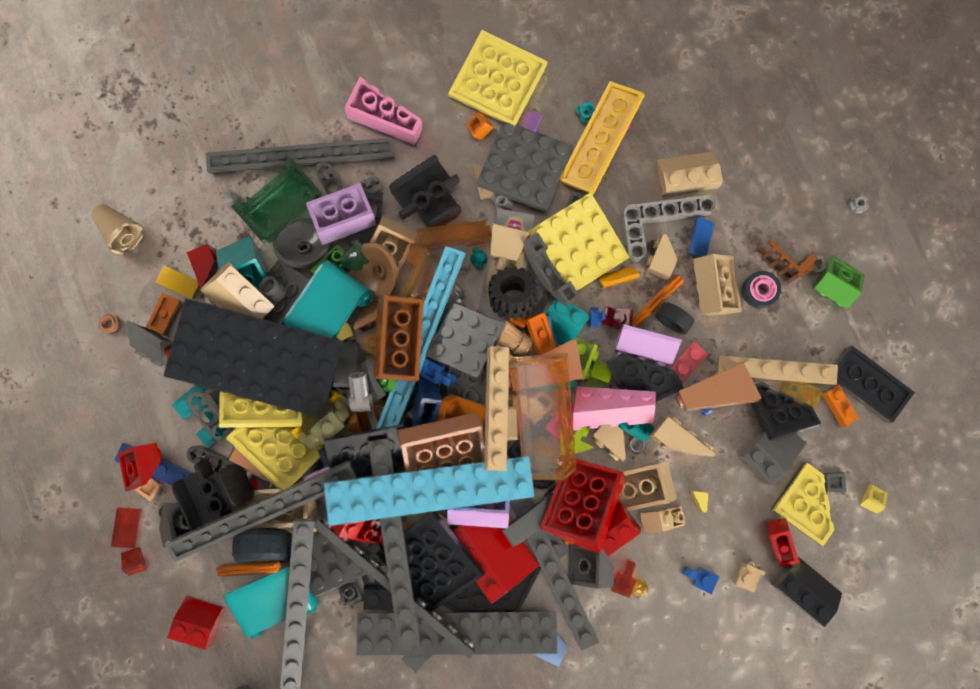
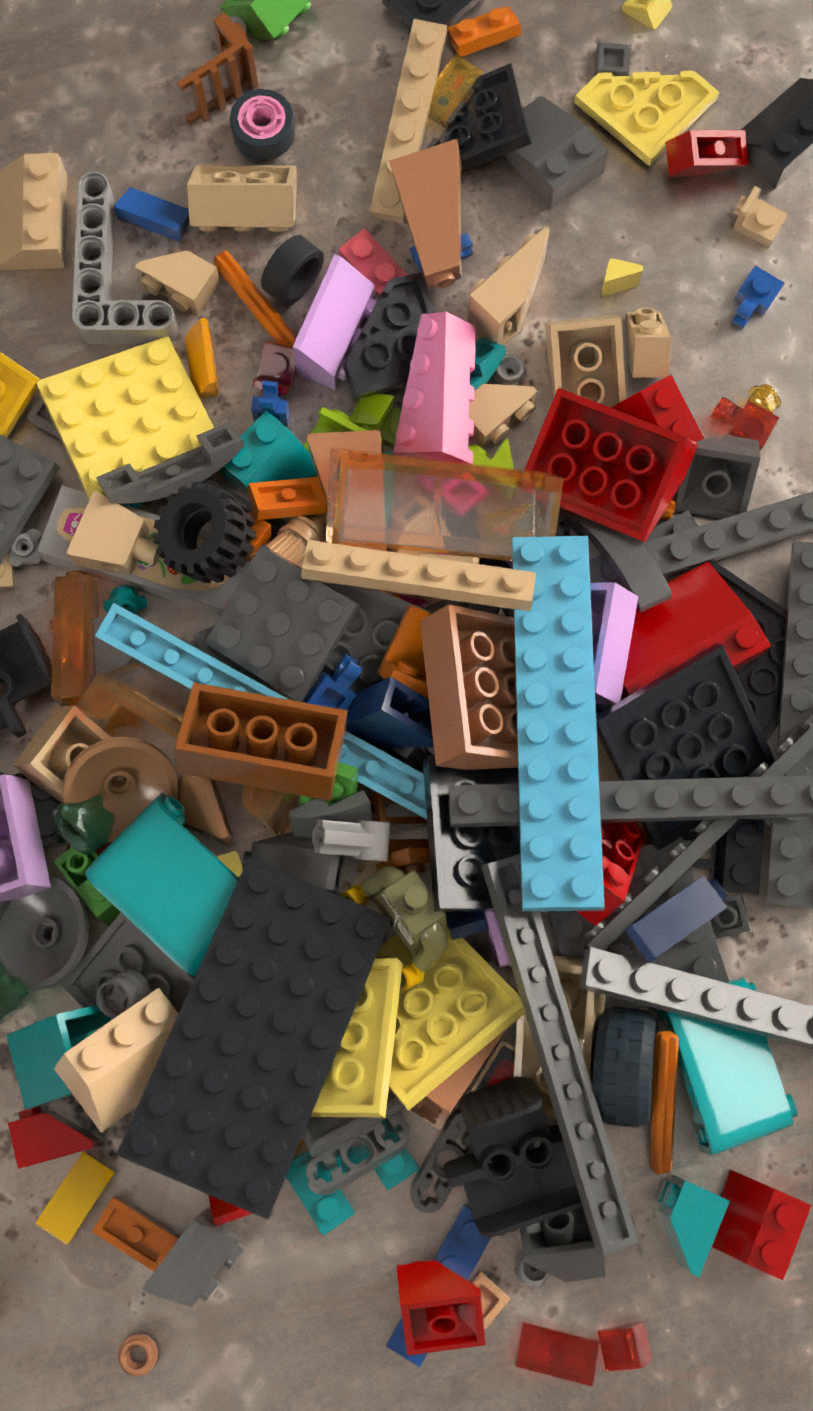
camera: 85 degrees left, 5 degrees down
(194, 589) = (691, 1220): none -> teal slope
(337, 565) = (678, 917): none -> dark blue slope

